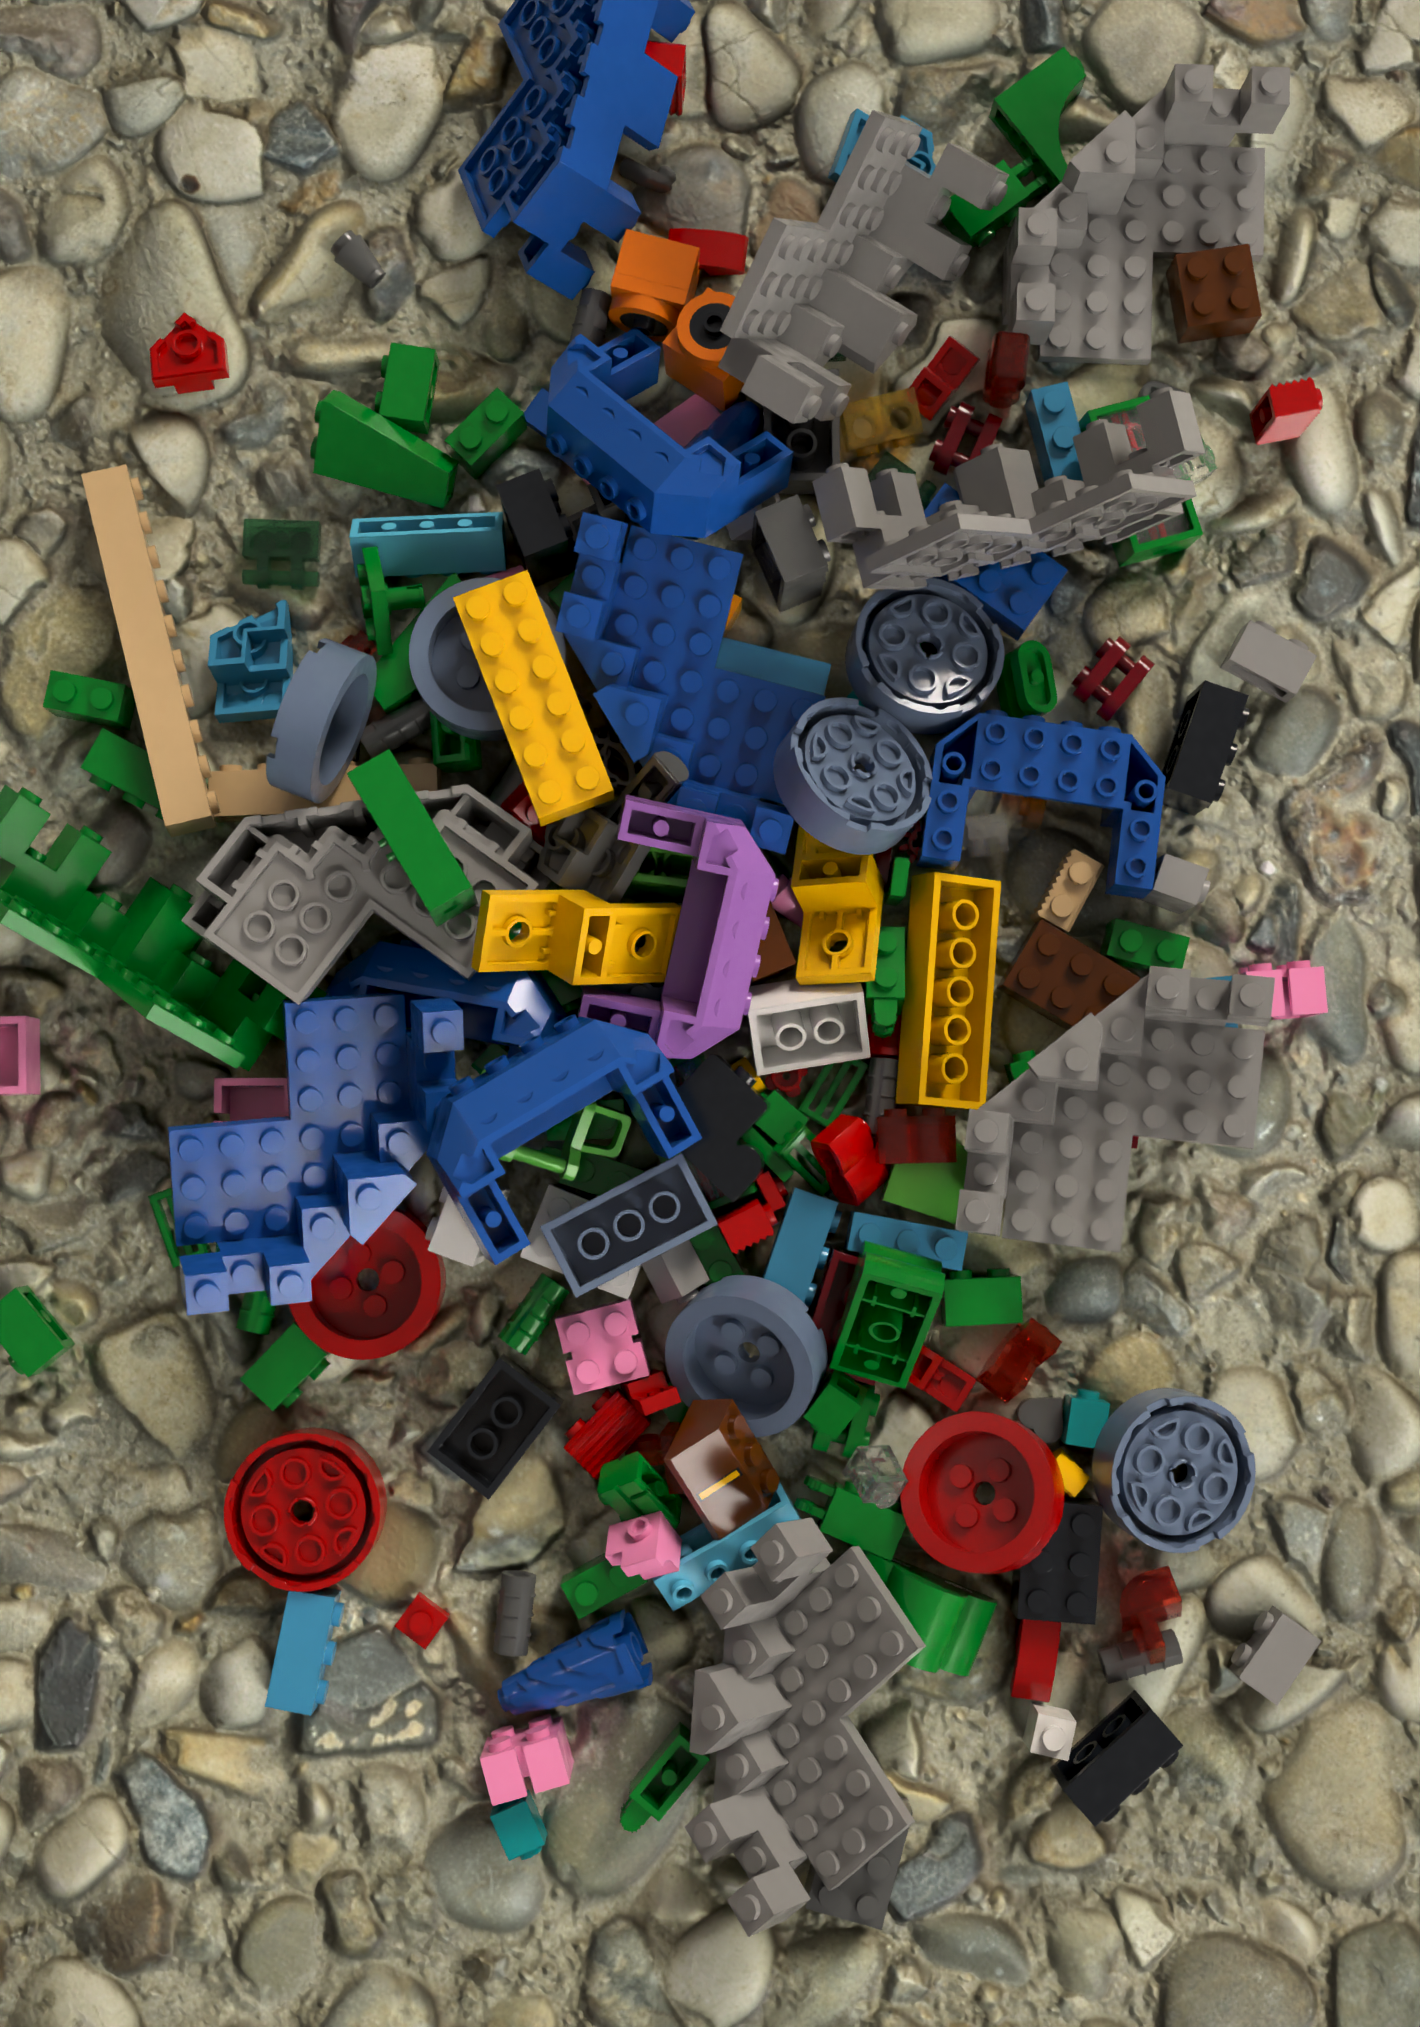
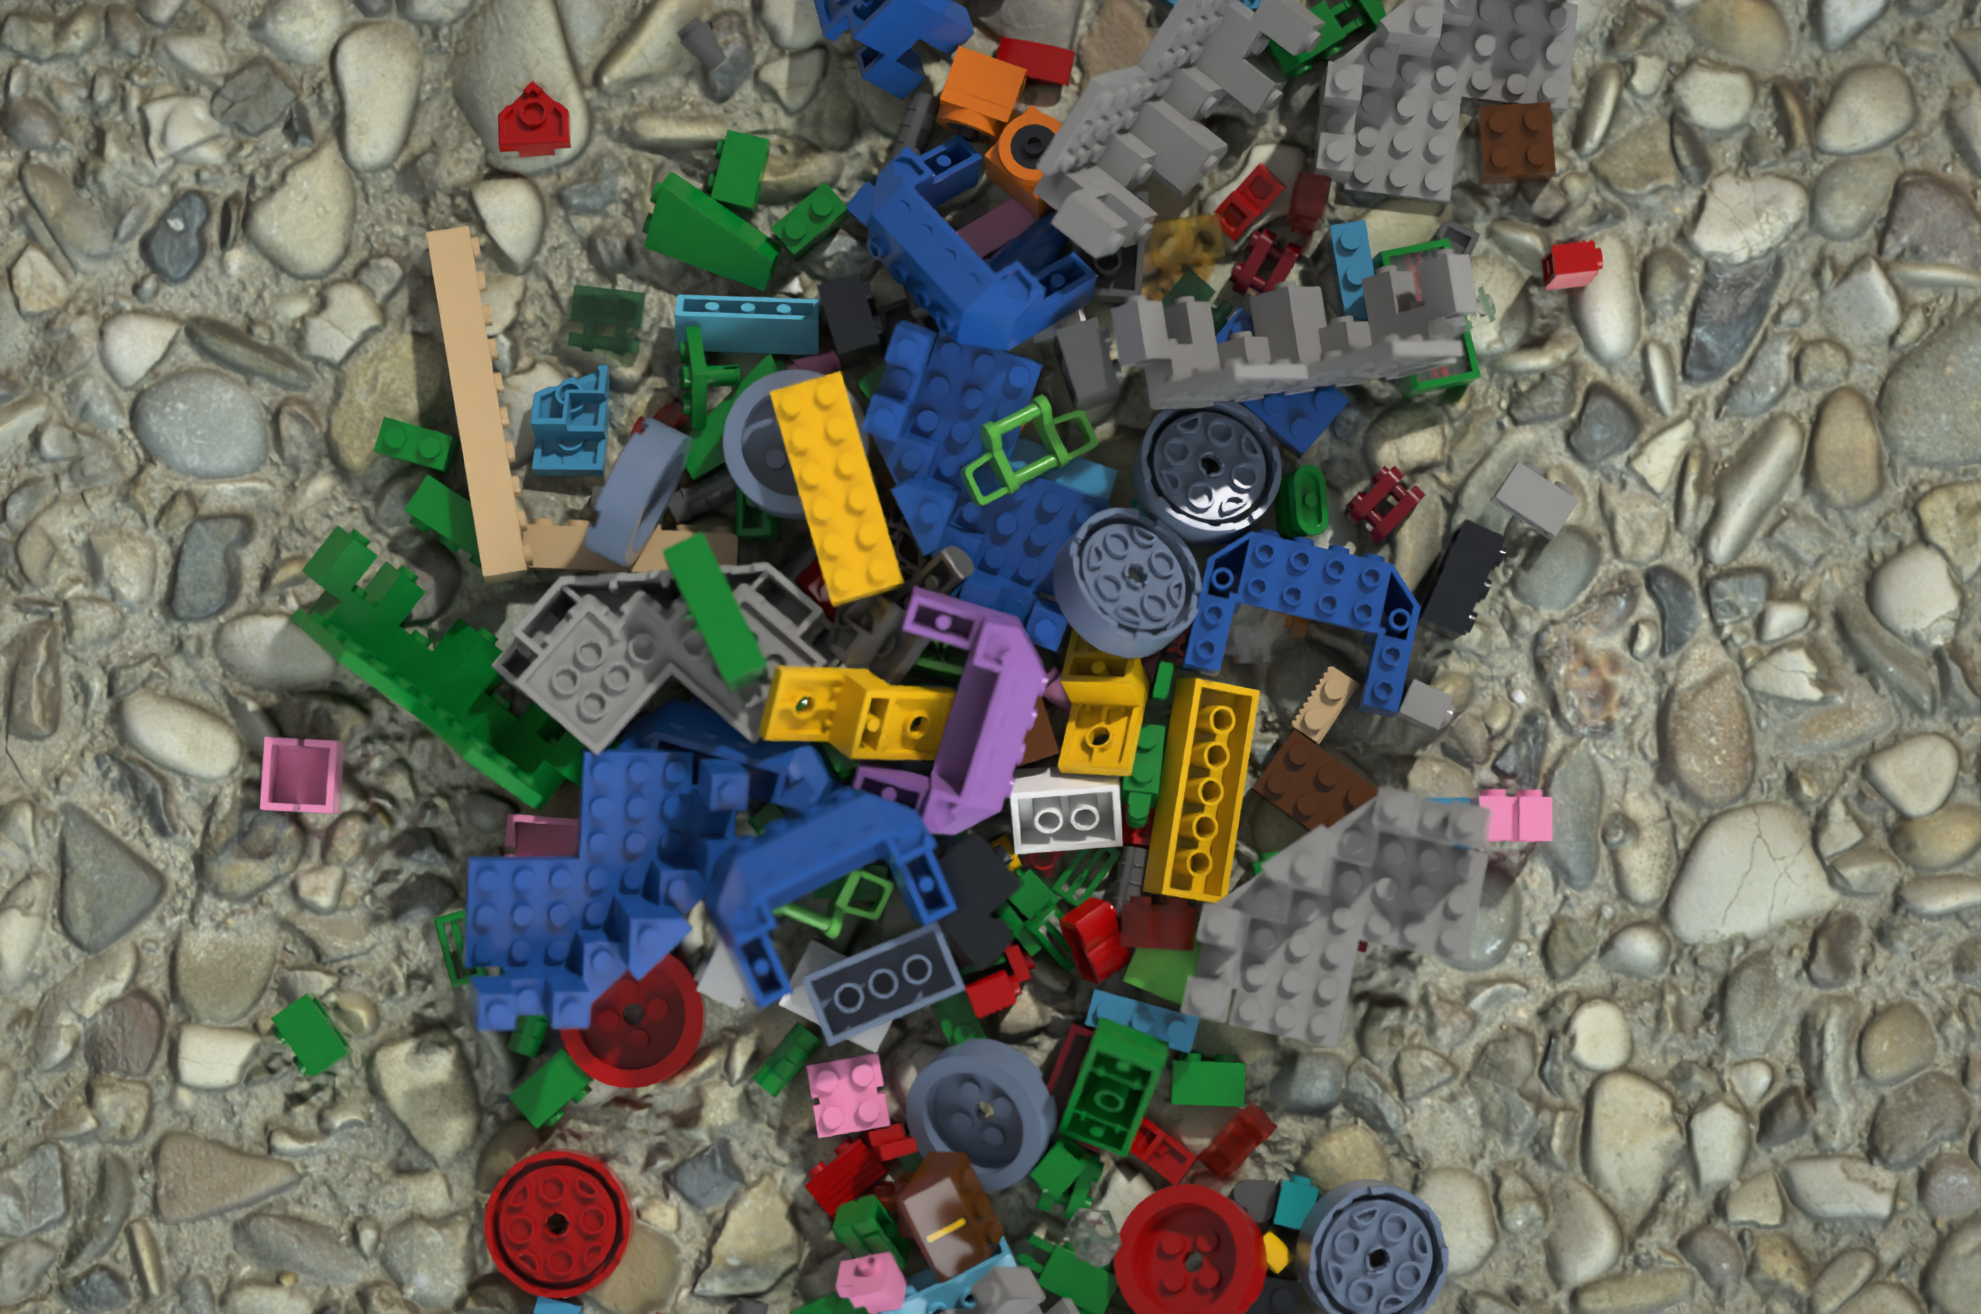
camera: 10 degrees right, 0 degrees up
(495, 1426) = (742, 1160): black brick -> none
(597, 1173) = (857, 932): green hinge -> none
(676, 1273) = (923, 1032): light grey brick -> none
(749, 617) = (1043, 420): none -> bright green bar
(801, 1243) = (1043, 1014): dark azure brick -> none
(1142, 946) = (1391, 764): green brick -> none

